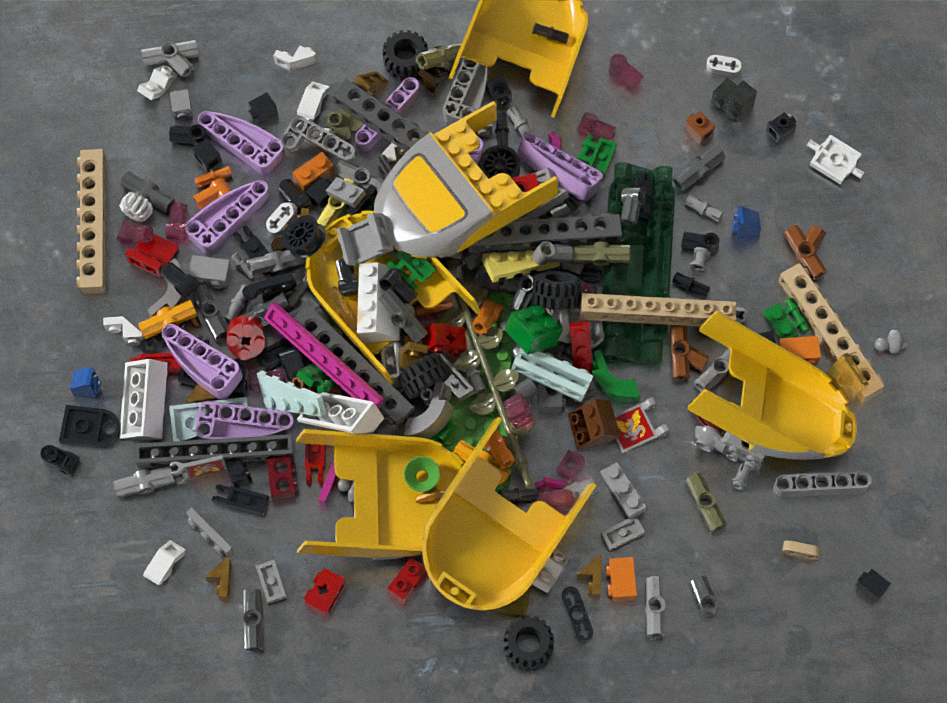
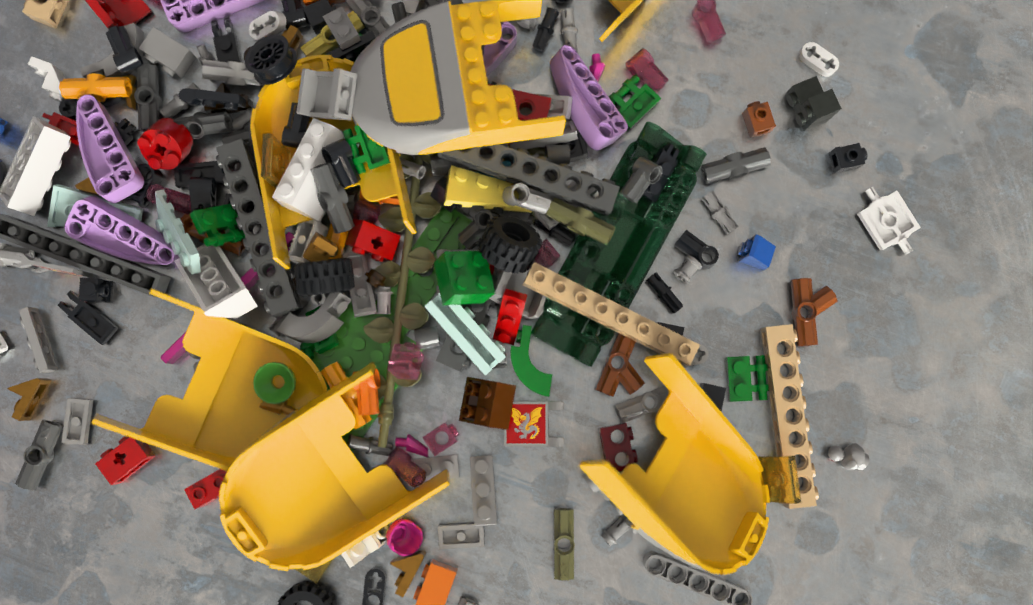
camera: 25 degrees right, 15 degrees up
(278, 479) = (131, 312): dark red brick -> none
(314, 460) = (179, 312): red hinge -> none
(321, 355) = (229, 208): dark pink tile -> none
(461, 365) = (375, 278): none -> dark brown plate
(489, 166) = (530, 51): black wheel -> none
(490, 313) = (431, 233): orange piece -> none
(578, 551) = (404, 537): none -> dark pink hair
(803, 347) = (747, 421): orange brick -> none

